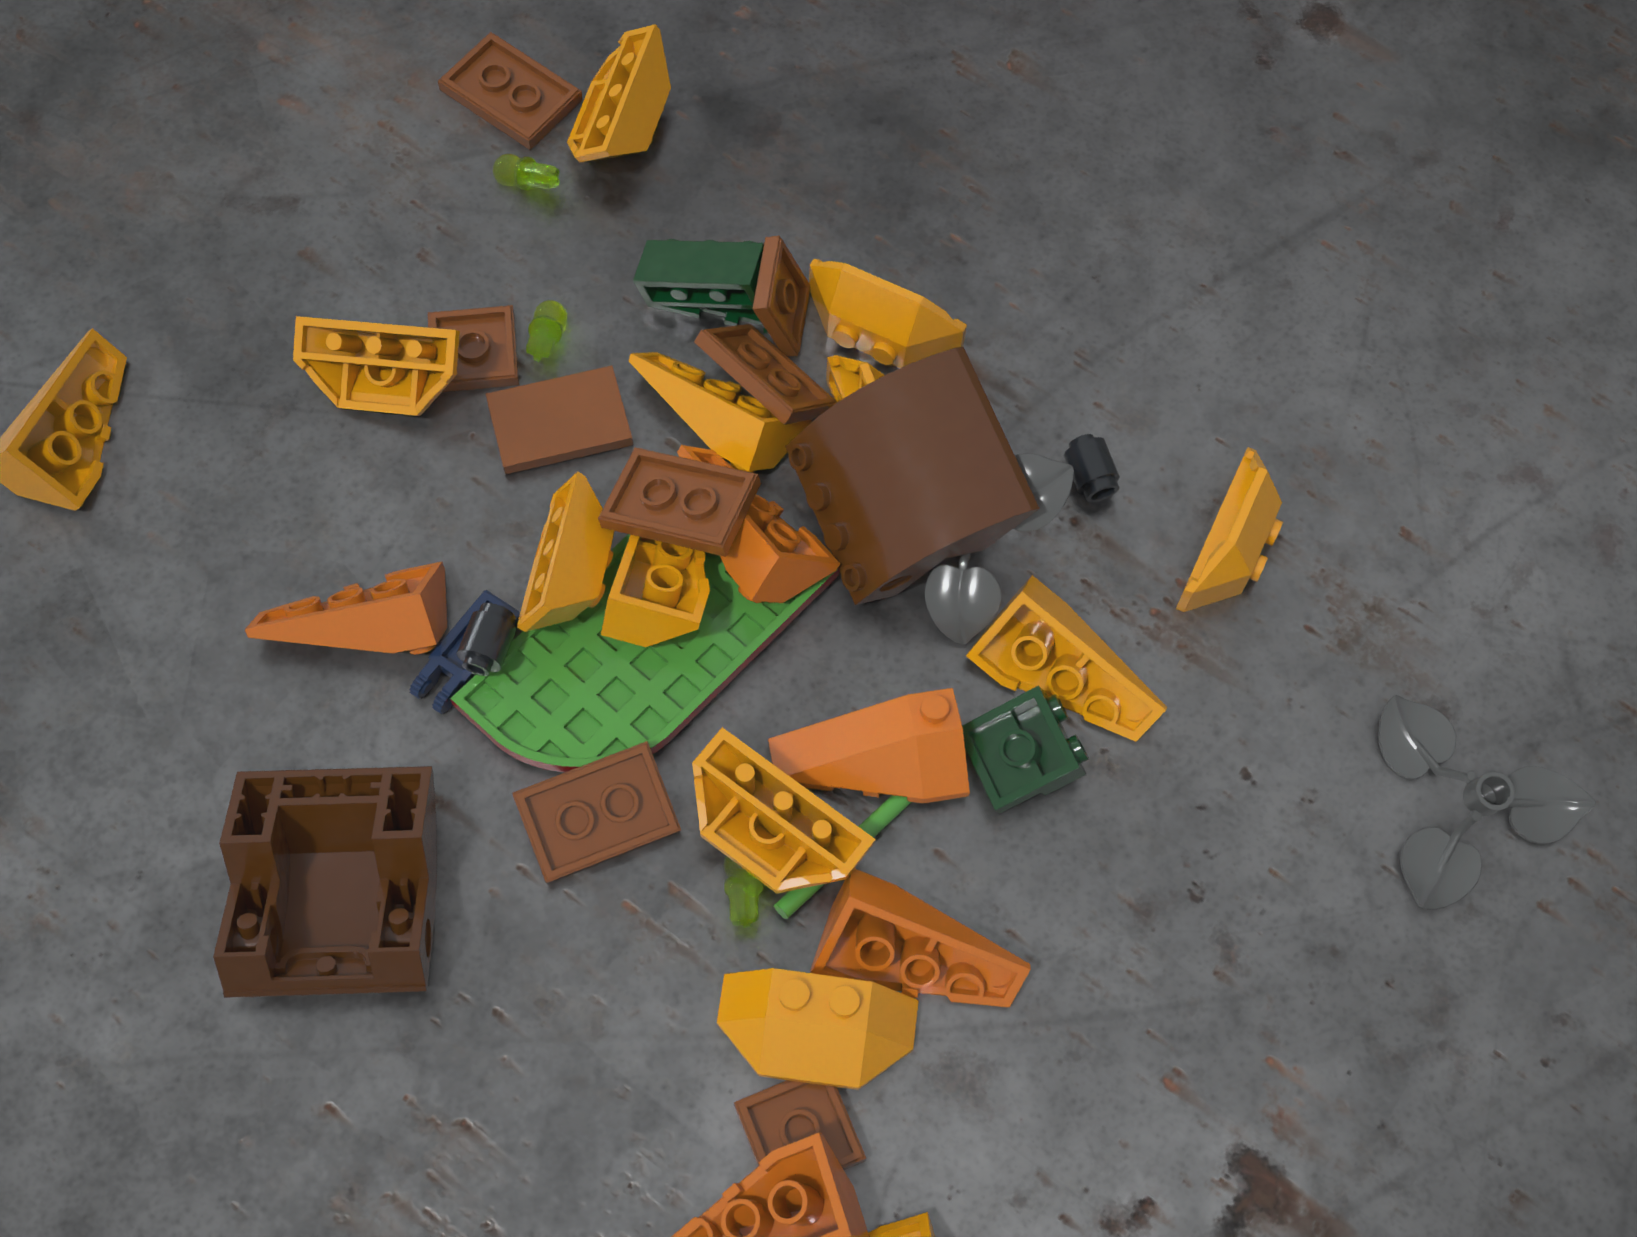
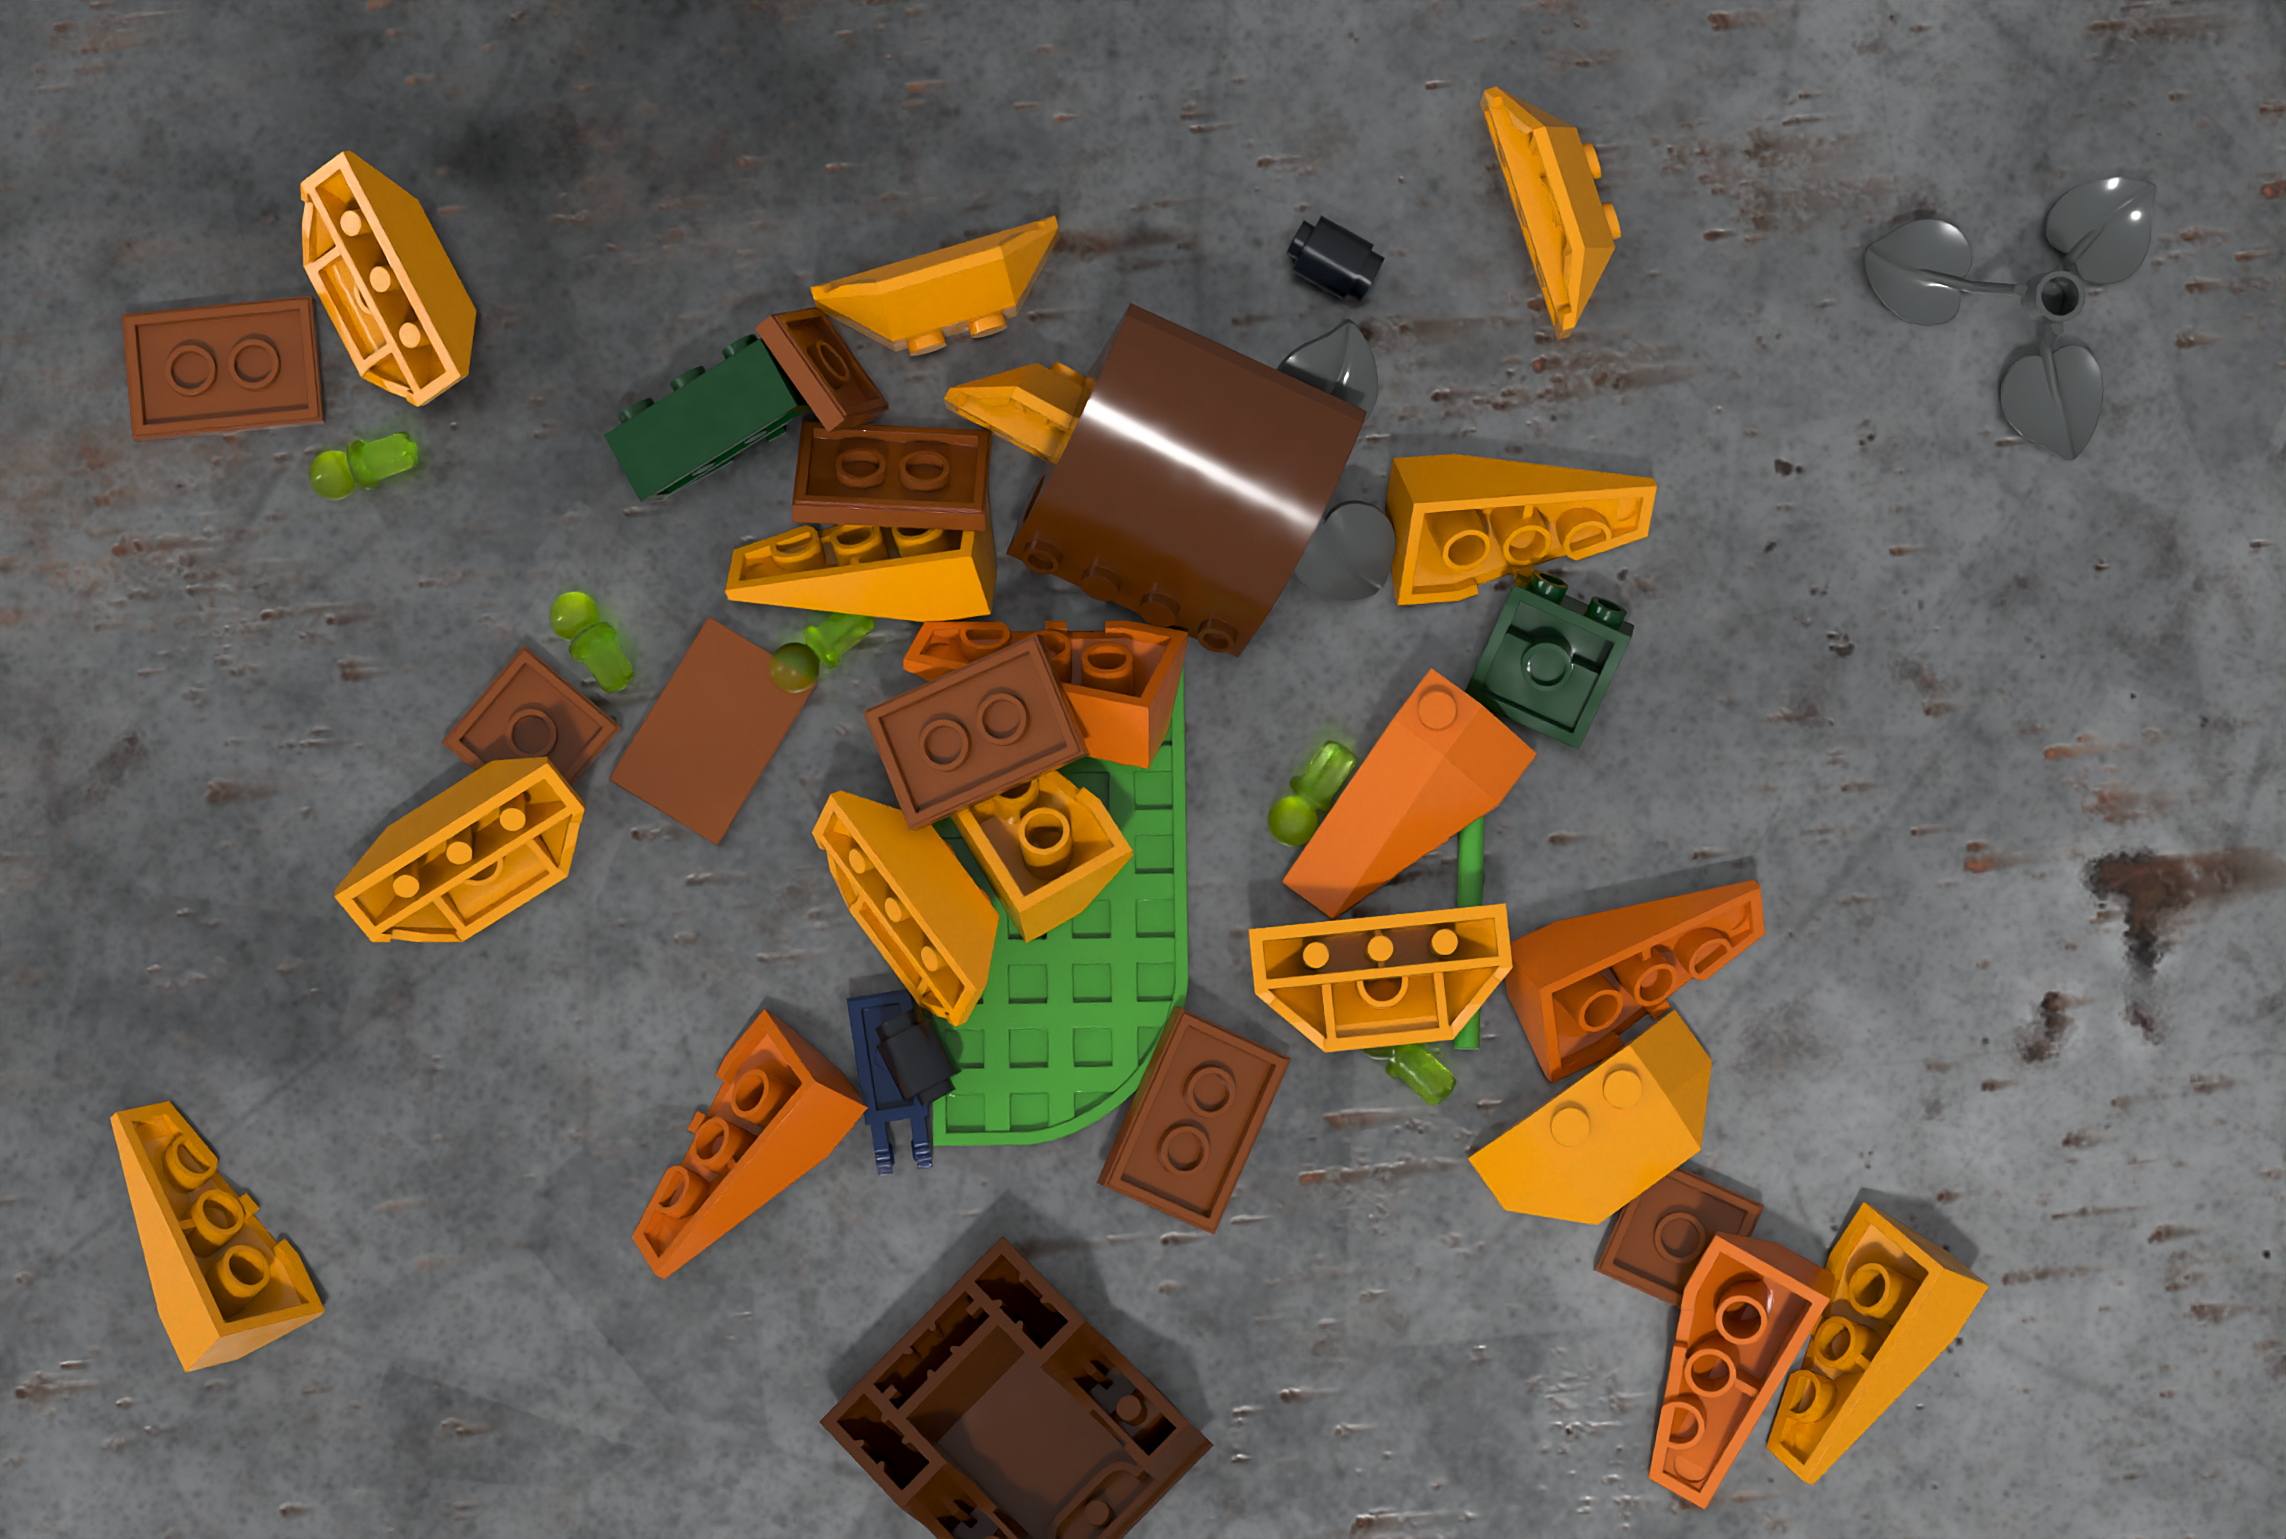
camera: 45 degrees left, 20 degrees up
(628, 419) = (797, 665): none -> clear neon green axle
(807, 711) = (1294, 818): none -> clear neon green axle

